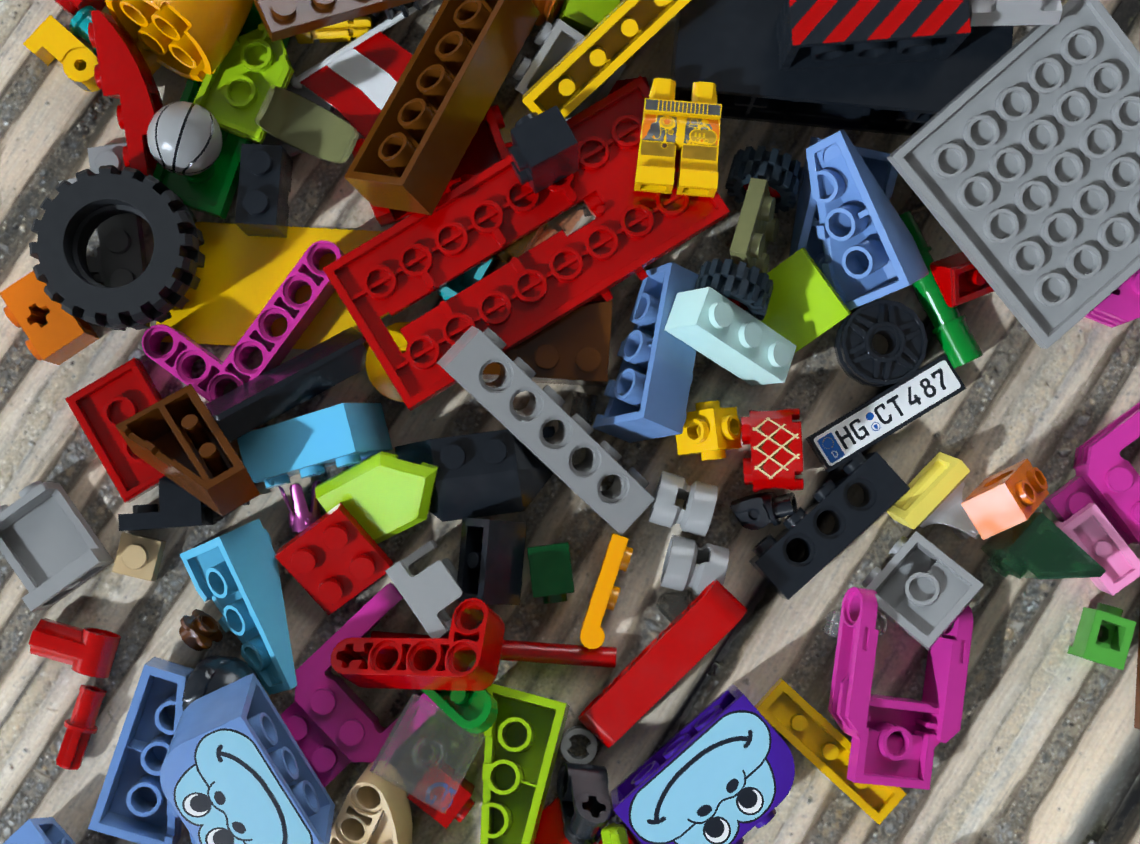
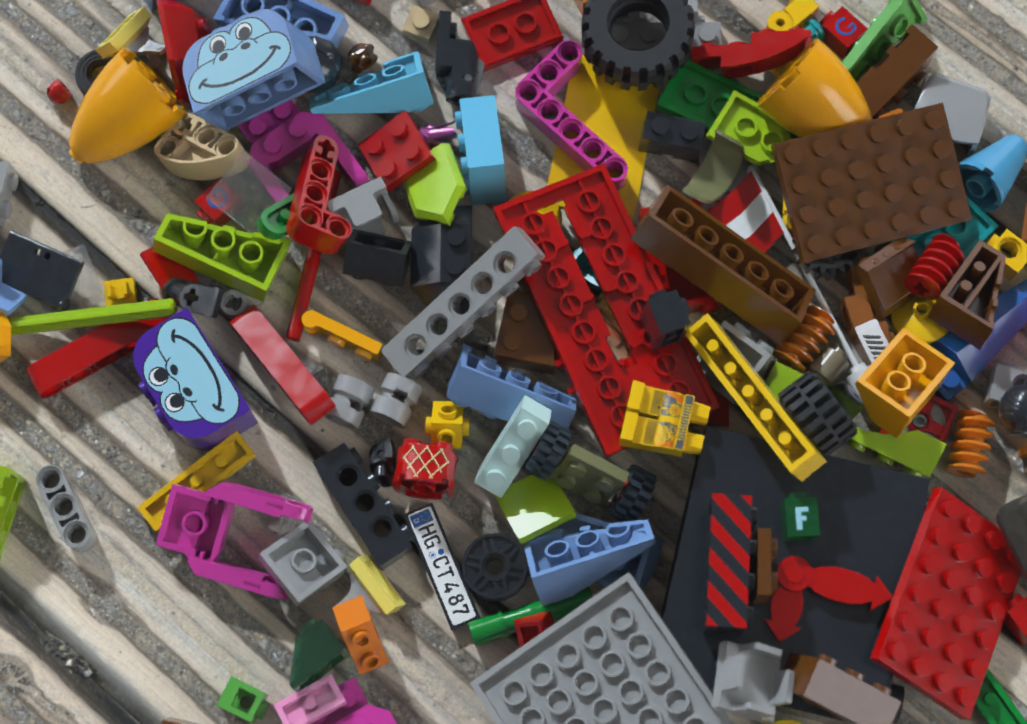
camera: 95 degrees right, 10 degrees down
(184, 138) = (712, 83): light grey piece -> none
(190, 449) = (488, 63): reddish brown wedge -> none
(289, 384) = (525, 132): black panel -> none
(551, 572) = (363, 300): dark green brick -> none

